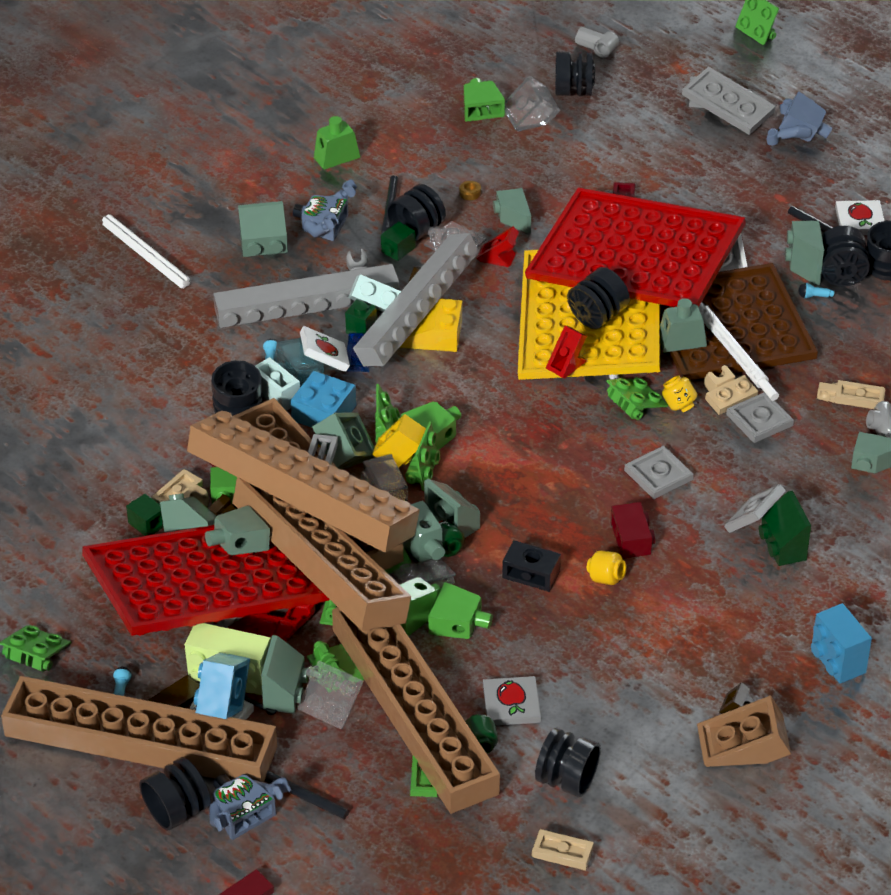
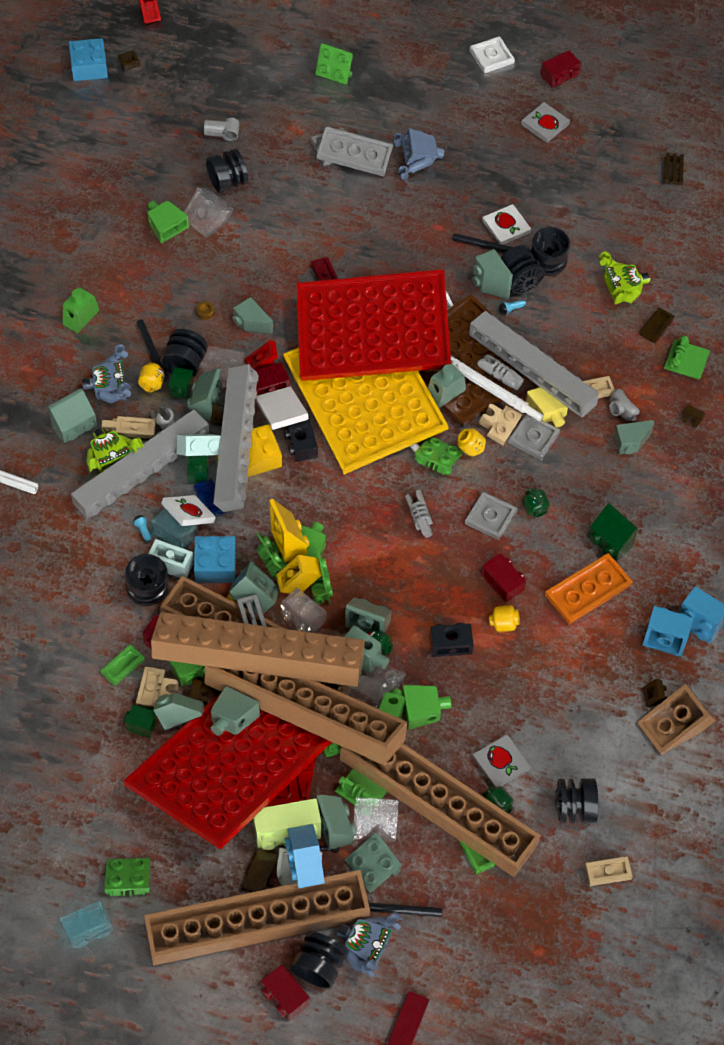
camera: 30 degrees left, 15 degrees up
(121, 676) = (209, 872): medium azure piece -> none
(121, 814) = (285, 993): none -> dark red brick
(164, 463) = (122, 665): none -> bright green tile
(279, 268) = (109, 449): none -> lime torso
(302, 735) = (374, 861): none -> sand green hinge
(316, 260) = (131, 427): none -> tan hinge
(369, 225) = (151, 377): none -> yellow head
(409, 387) = (287, 532): none -> yellow slope
(415, 255) = (206, 393): none -> sand green slope
(488, 294) = (281, 408): none -> white tile
(492, 331) = (301, 449): none -> black brick
(493, 269) = (271, 378): none -> dark red brick
(566, 356) = (377, 442): red slope -> none
(577, 440) = (420, 513): none -> light grey hinge
(598, 298) = (376, 385): black wheel -> none
(717, 475) = (535, 502): none -> dark green head
(725, 576) = (588, 588): none -> orange plate
(754, 508) = (581, 523): light grey tile -> none
(755, 339) = (500, 371): none -> light grey hinge
(787, 643) = (667, 631): none -> dark azure brick
(796, 389) = (547, 405): none -> light yellow torso
(798, 342) = (534, 364): none -> light grey brick

